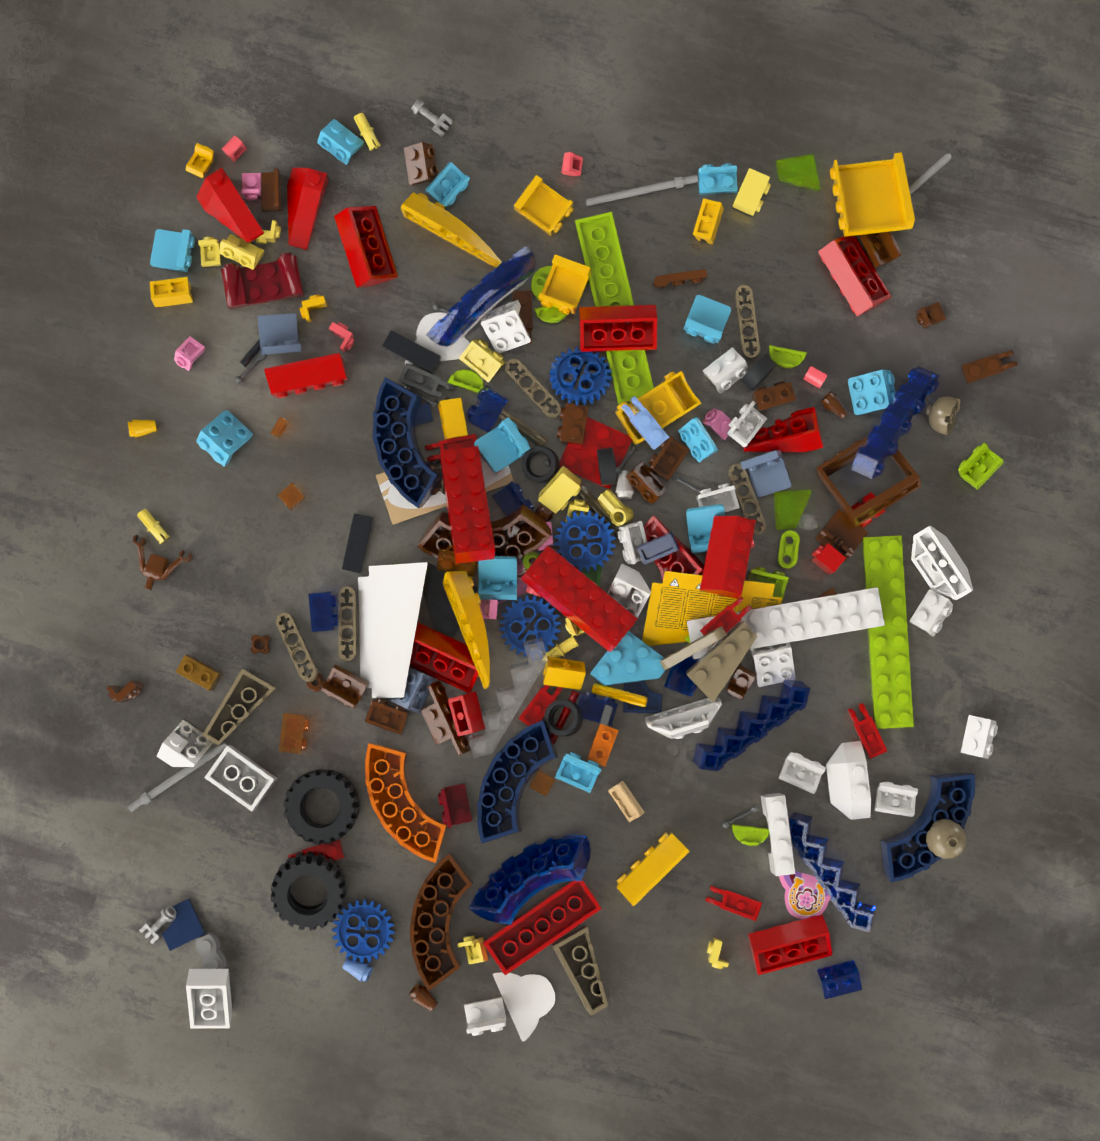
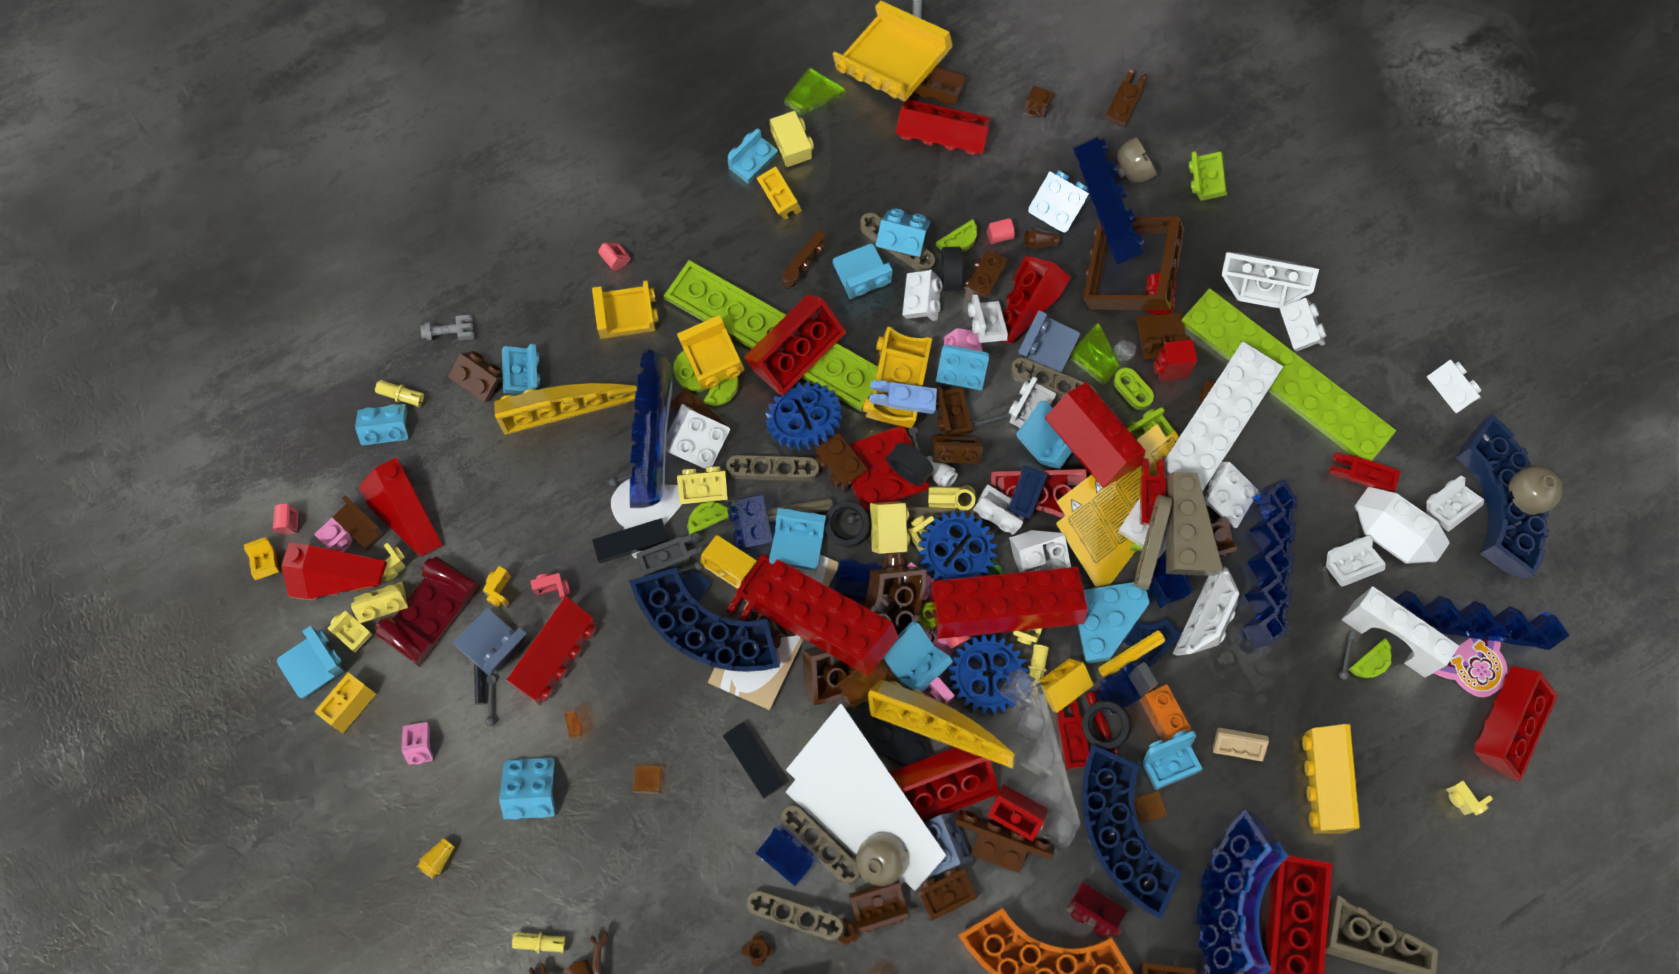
camera: 45 degrees left, 15 degrees down
(365, 245) = (494, 489): red slope -> none
(369, 664) = (882, 859): none -> dark tan cylinder
(678, 182) = (720, 189): light grey bar -> none
(736, 903) = (1432, 735): red hinge -> none
(756, 319) = (903, 232): none -> medium azure bracket
(839, 979) = (1589, 709): clear blue bracket -> none

